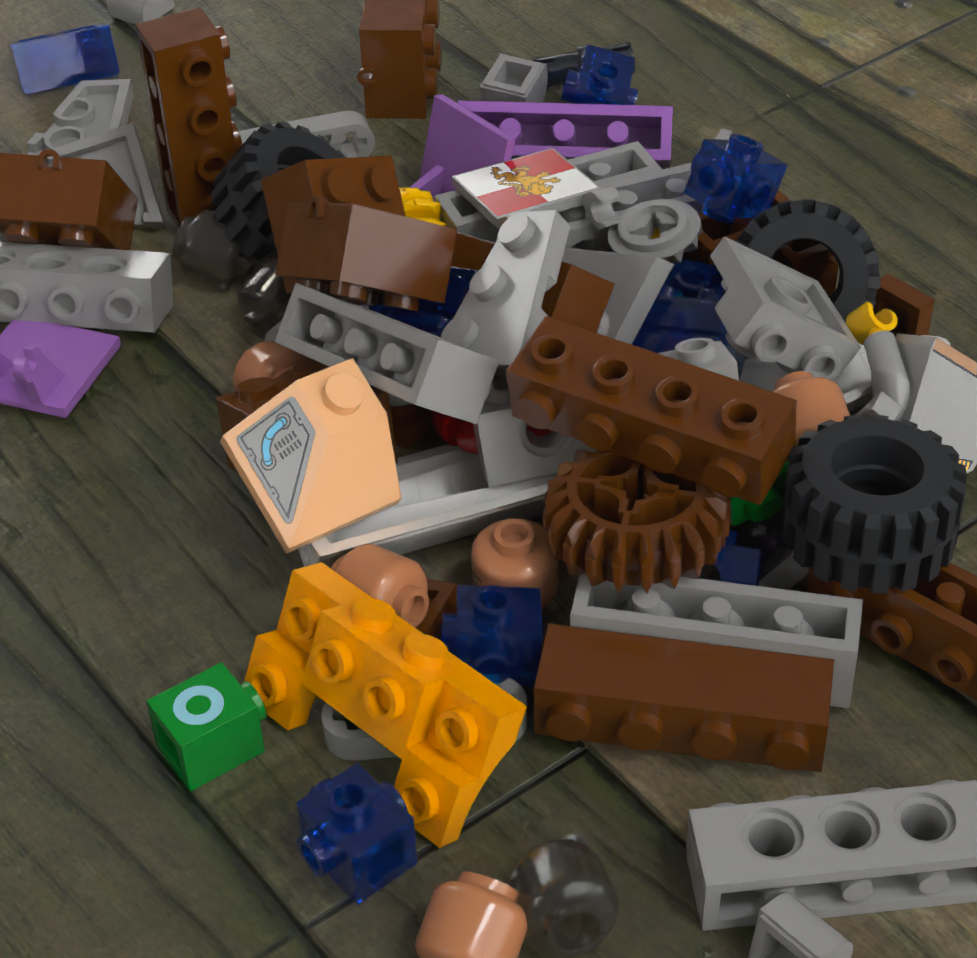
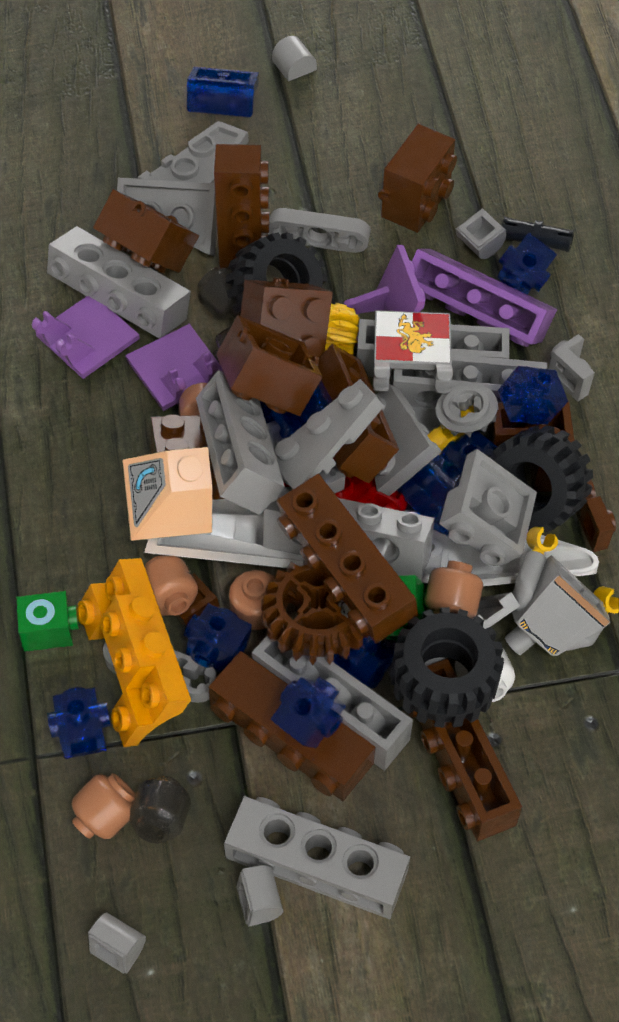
camera: 25 degrees right, 15 degrees up
(197, 351) = (173, 365): none -> medium lavender plate
(721, 635) = (309, 710): none -> clear blue brick

